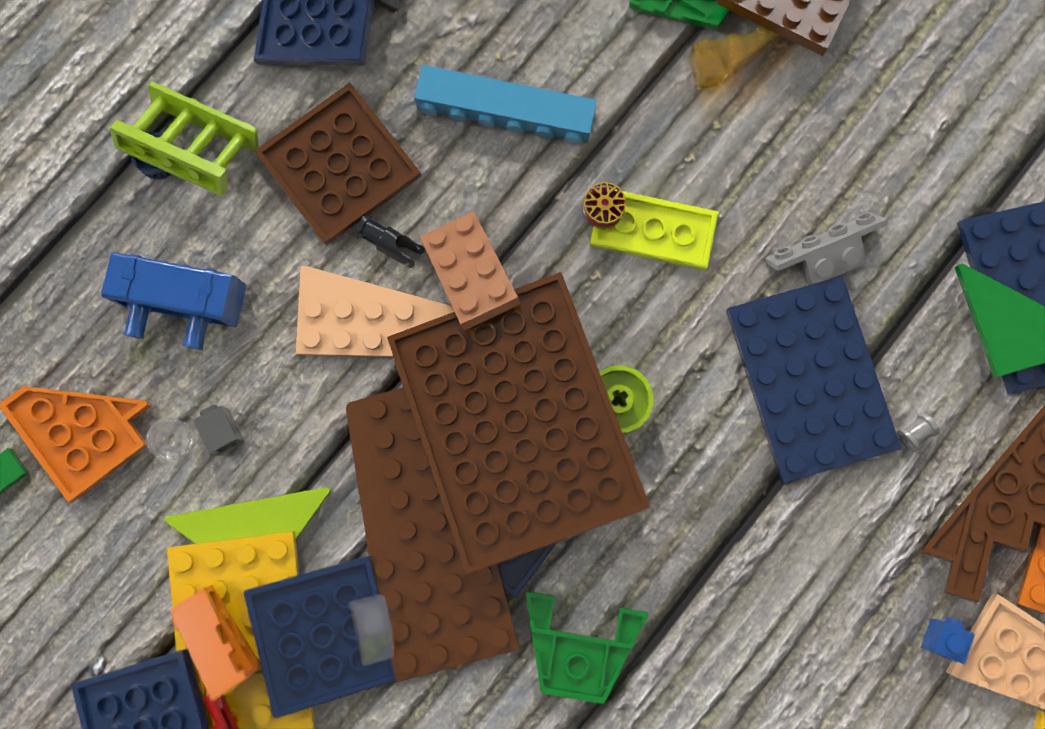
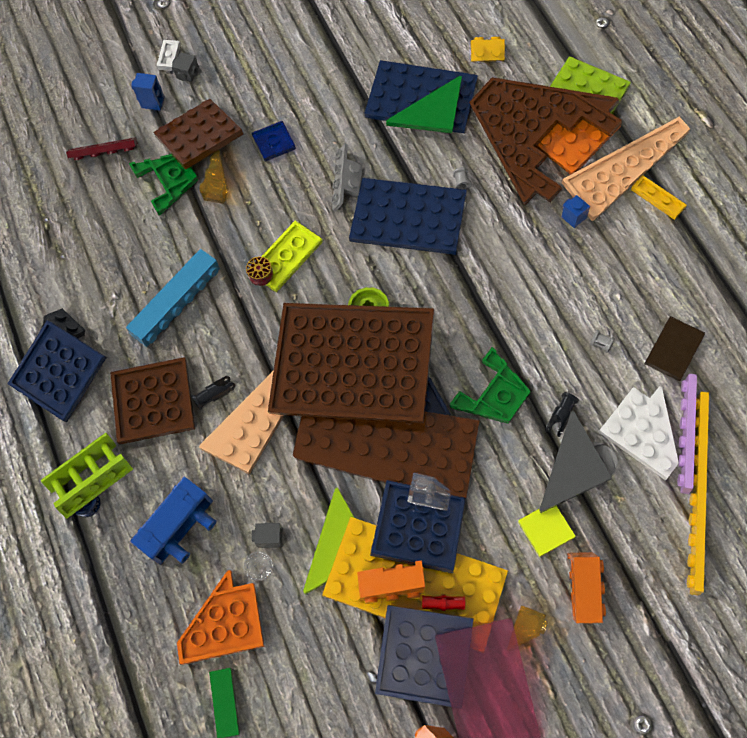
camera: 55 degrees left, 15 degrees down
(469, 271) = (255, 352): nougat plate -> none
(840, 105) = (273, 141): none -> clear blue tile

